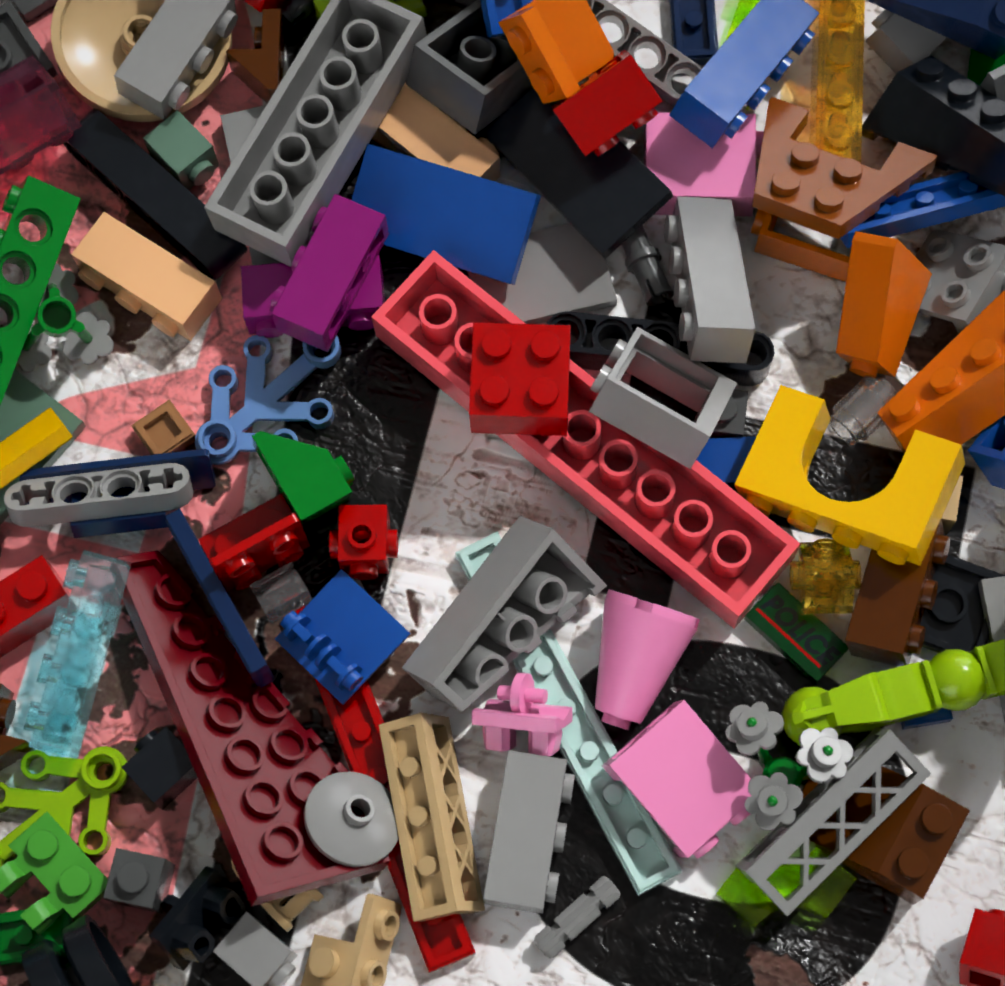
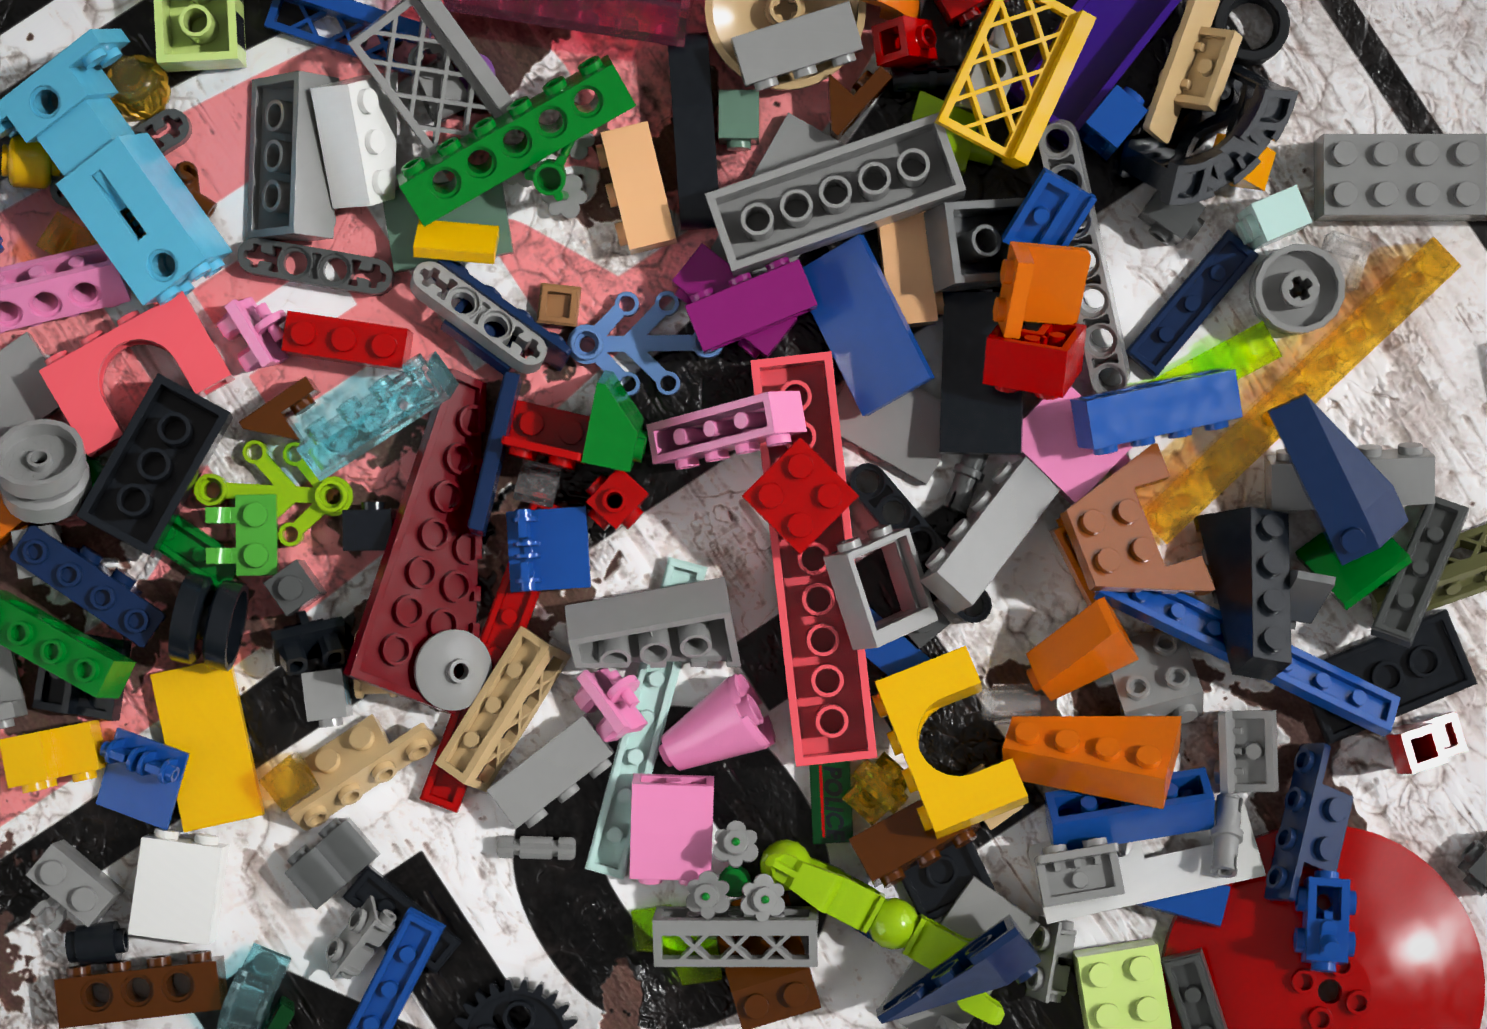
camera: 40 degrees right, 15 degrees up
(403, 381) = (727, 427): none -> bright pink brick

